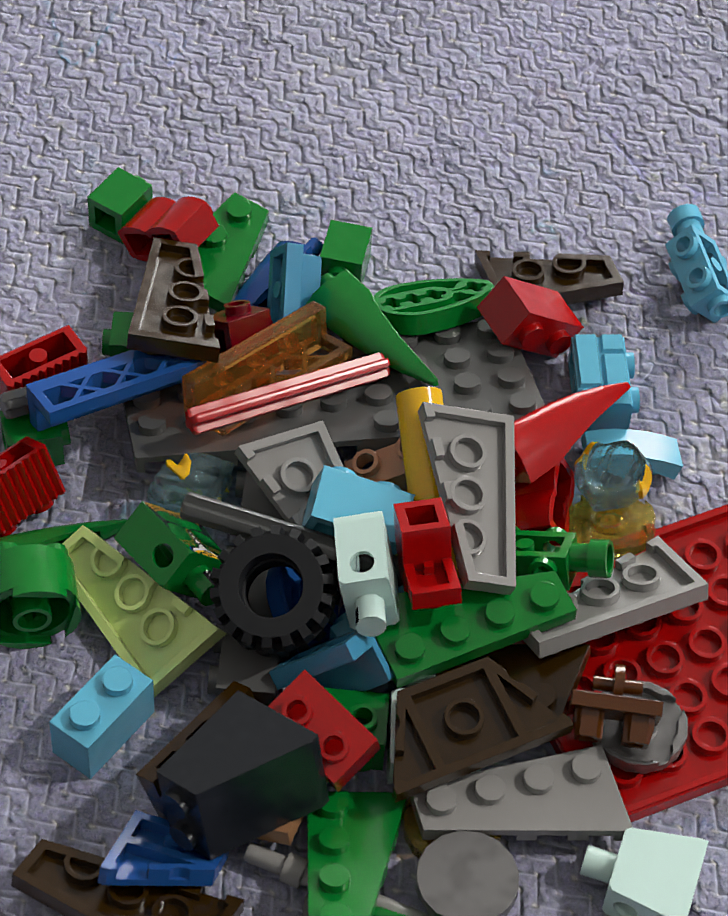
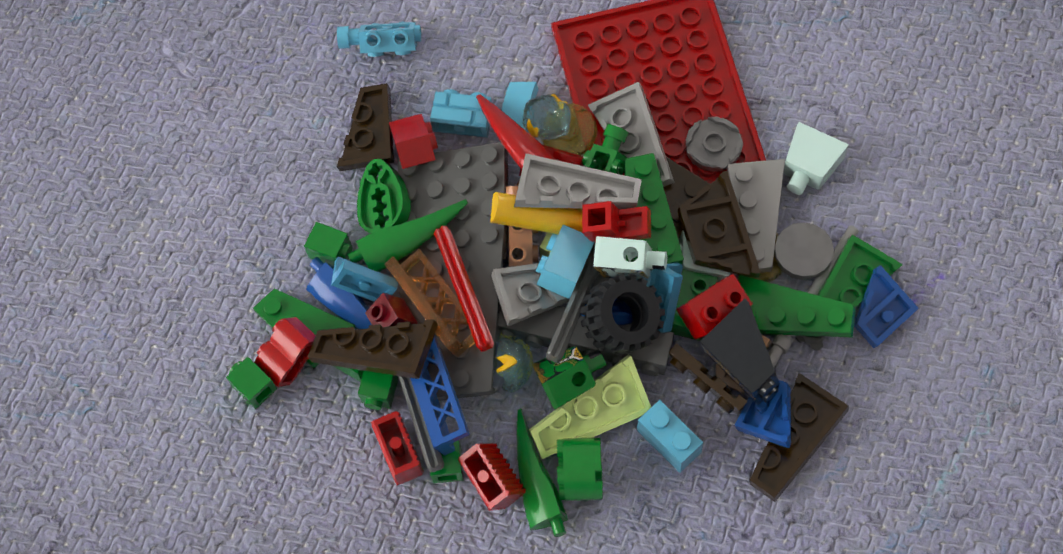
camera: 70 degrees left, 15 degrees up
(592, 708) = (719, 140): reddish brown hips -> none

